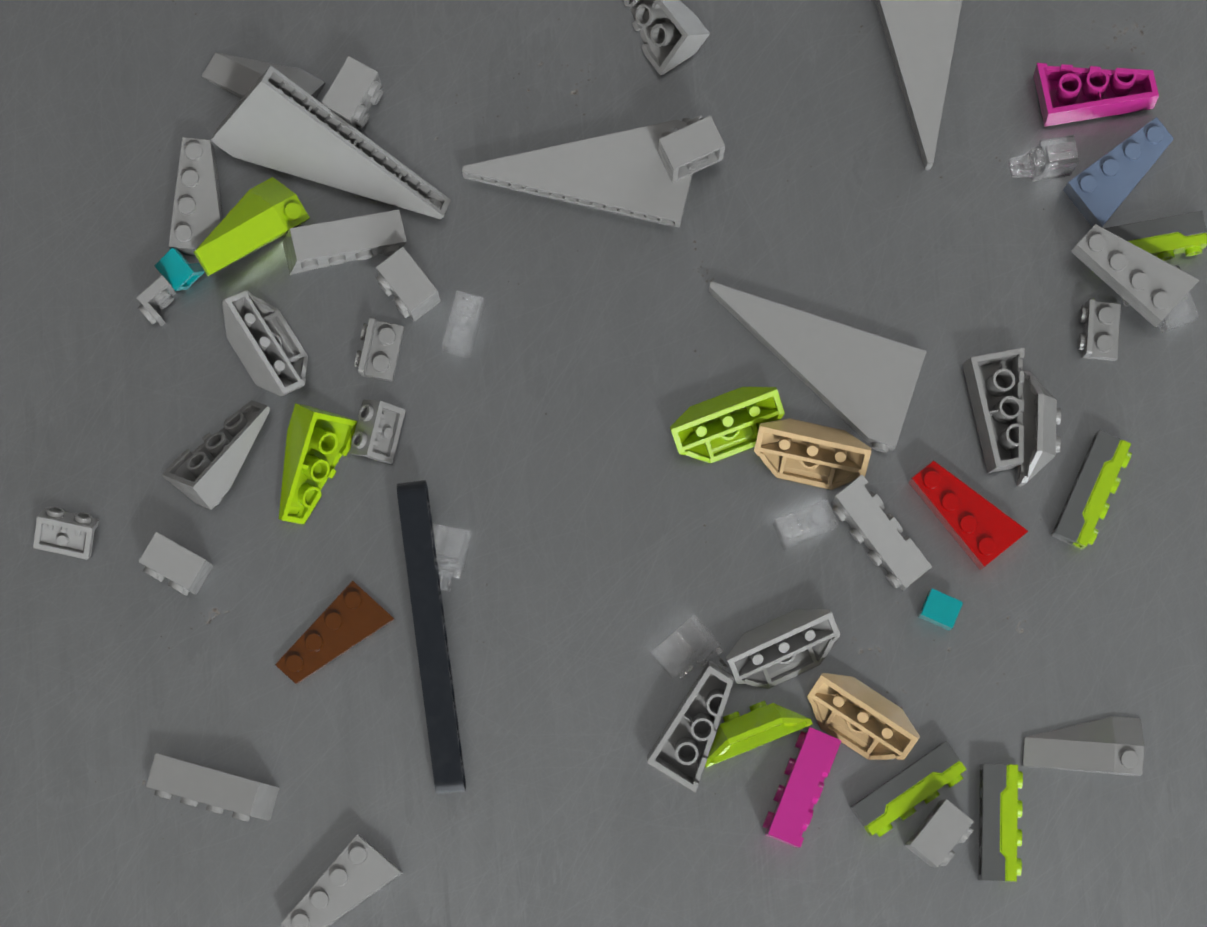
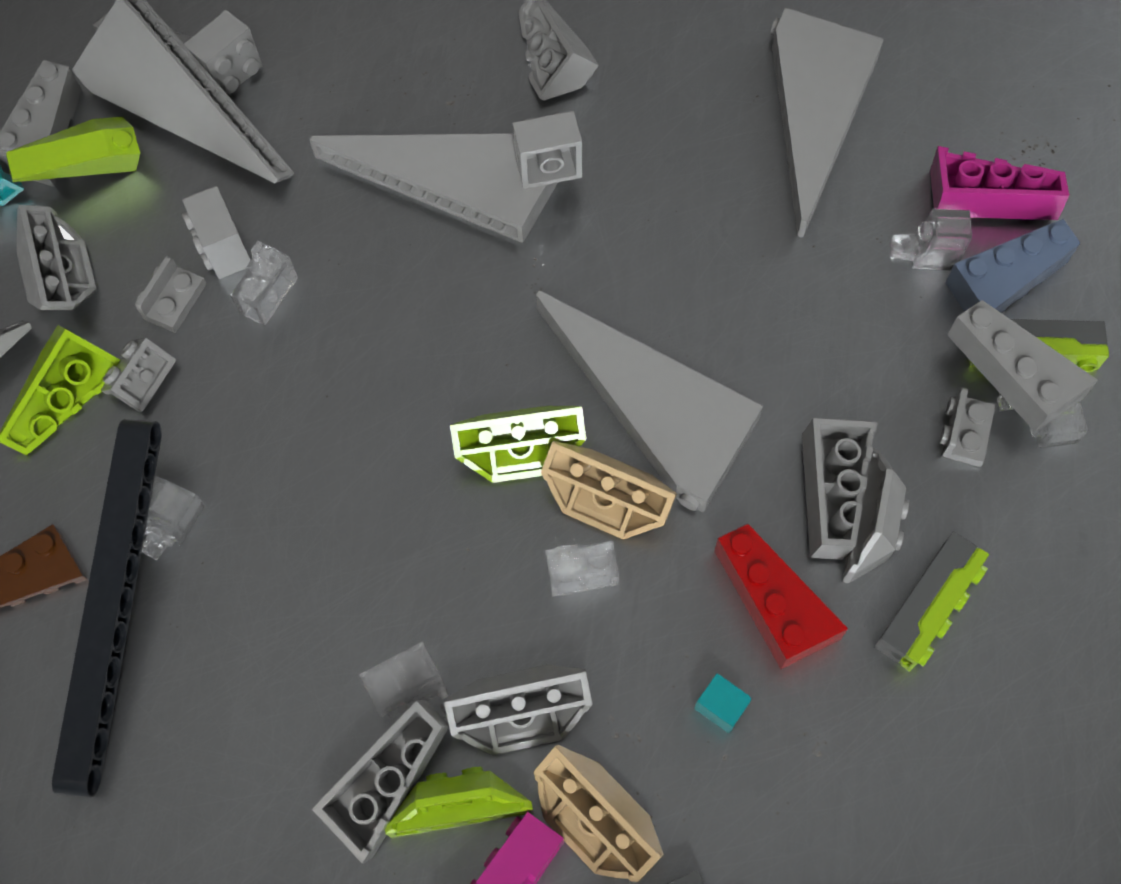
camera: 15 degrees right, 15 degrees down
(343, 241) = (161, 181): light grey wedge -> none
(880, 534) = (667, 596): light grey wedge -> none

